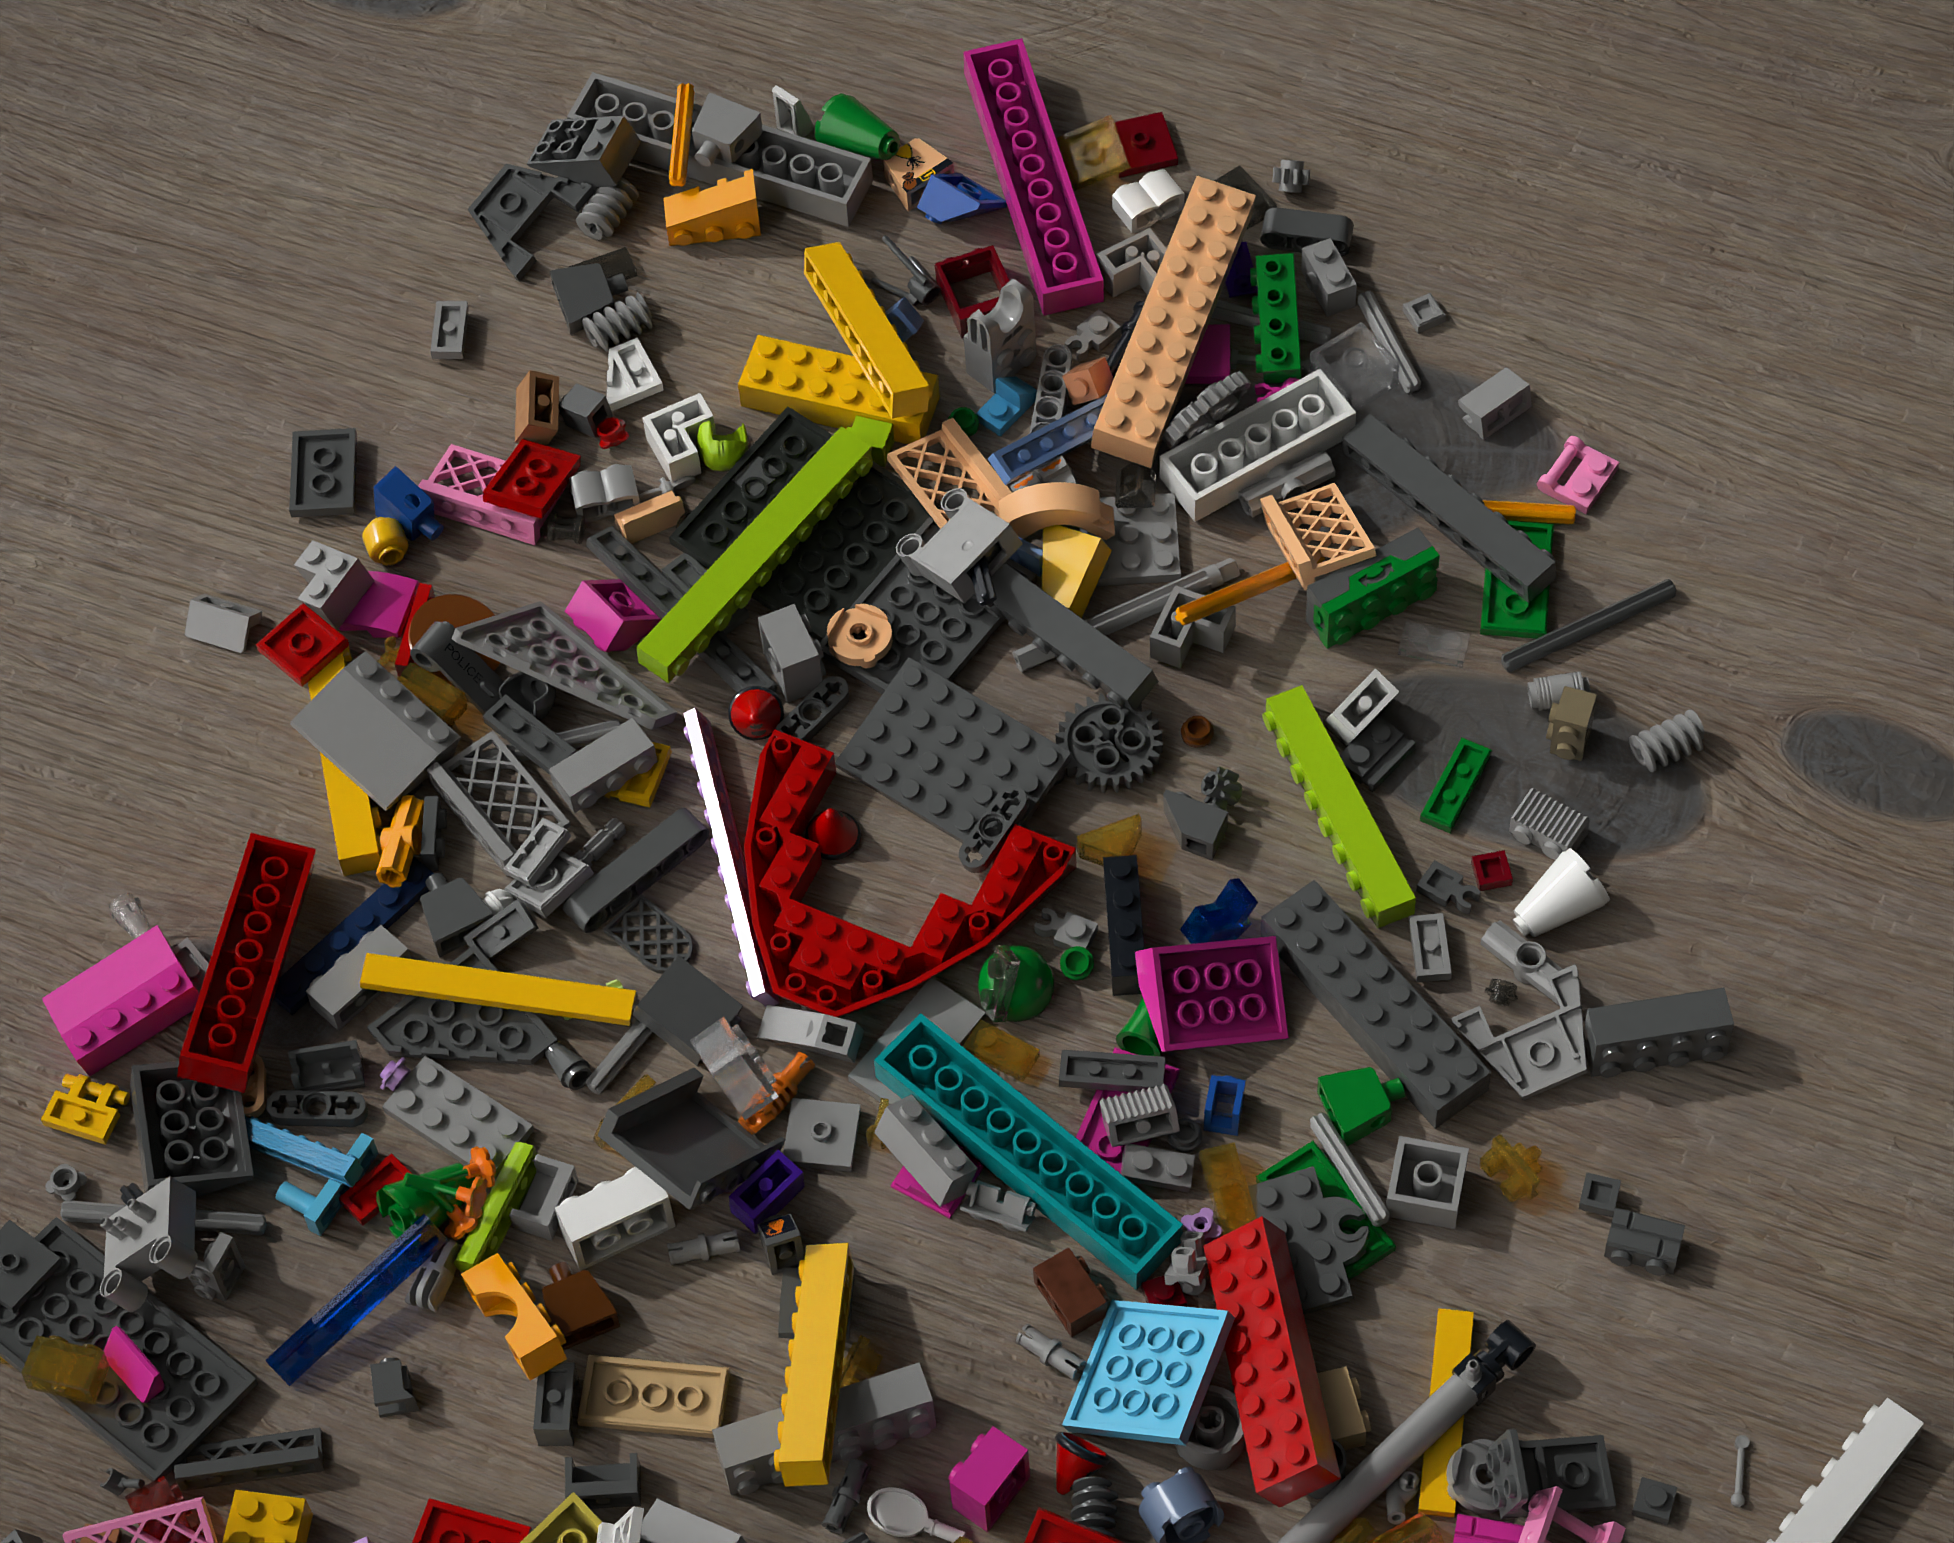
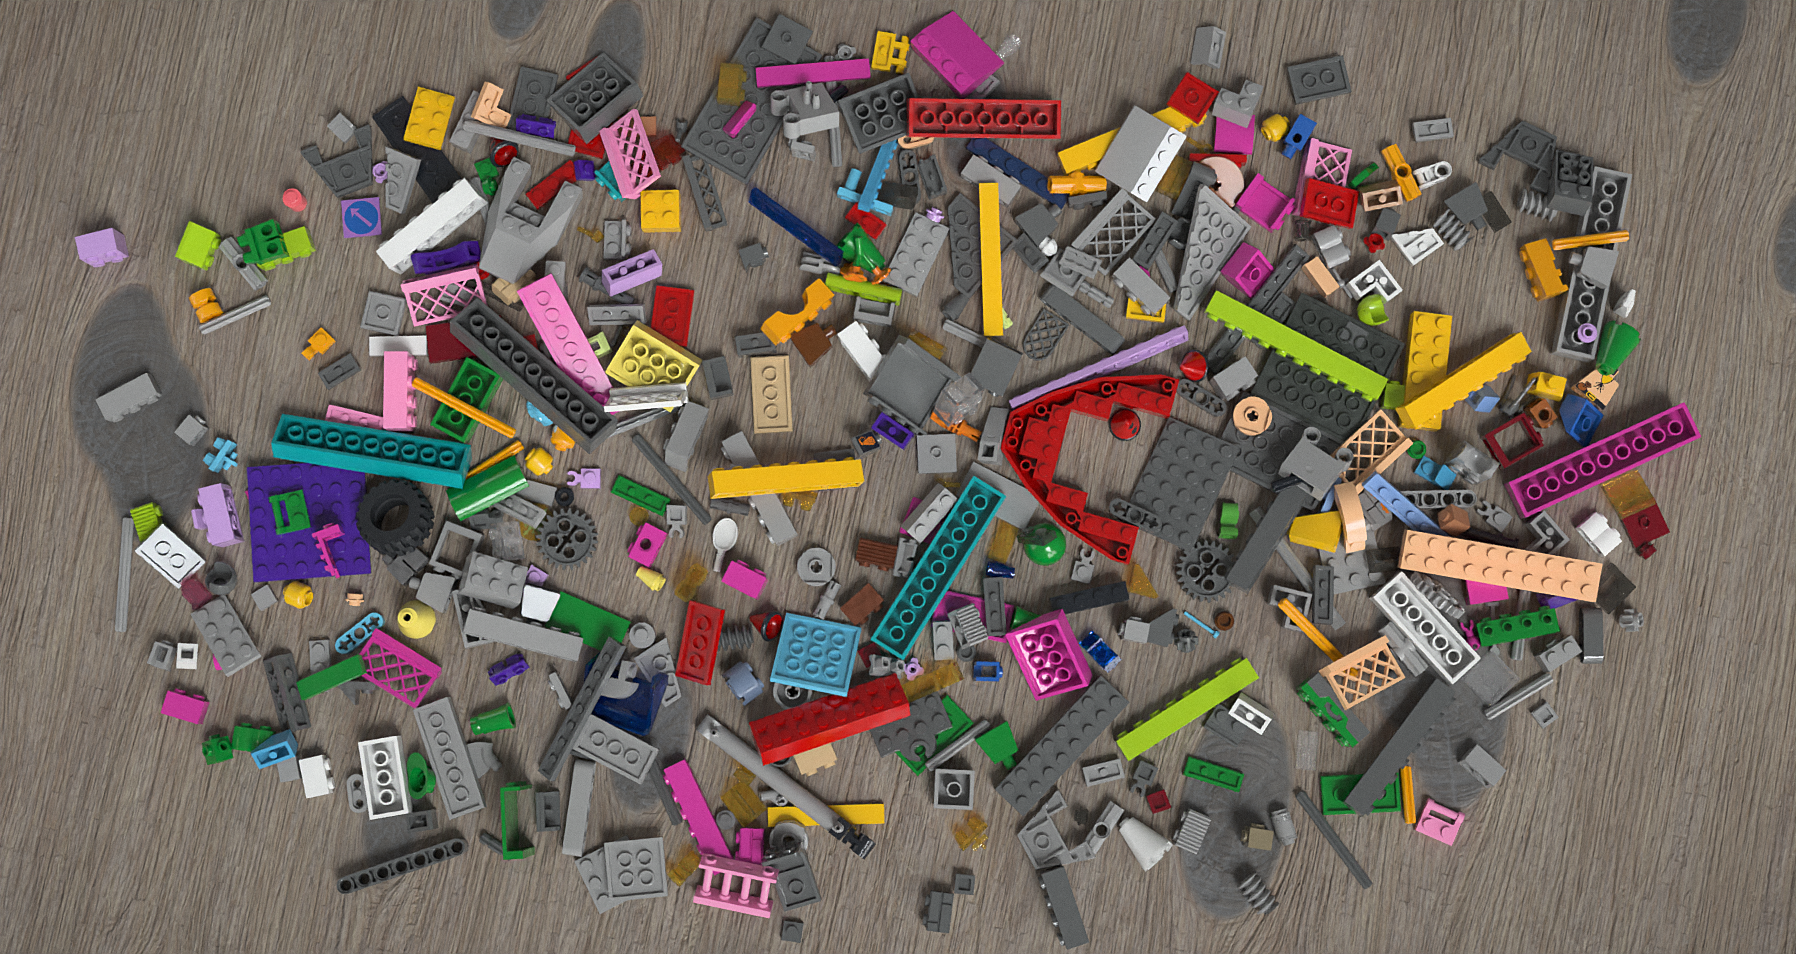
camera: 80 degrees right, 25 degrees up
(84, 1235) = (813, 72): none -> dark pink tile
(346, 1121) = (898, 195): none -> clear smoke slope
(494, 382) = (1396, 161): none -> light orange piece
(499, 434) = (1363, 175): none -> green tile
(510, 574) = (1265, 204): none -> dark pink panel
(521, 341) = (1428, 175): none -> white piece
(703, 1247) = (859, 403): light grey pin -> none
(827, 158) = (1583, 337): none -> lavender plate
(904, 224) = (1547, 385): none -> yellow torso
(938, 244) = (1533, 411): none -> dark orange brick
(982, 1255) = (876, 554): none -> copper brick
(991, 1381) = (809, 558): none -> light grey plate
(1021, 698) = (1228, 520): none -> bright green leg
(1045, 1064) = (998, 569): none -> clear blue cone
(1077, 963) = (1062, 576): green plate -> none
(1167, 572) = (1323, 595): none -> dark grey plate
(1186, 144) = (1647, 550): none -> dark red plate
(1192, 857) = (1134, 630): none -> light grey brick
(1217, 749) = (1215, 634): none -> medium azure piece

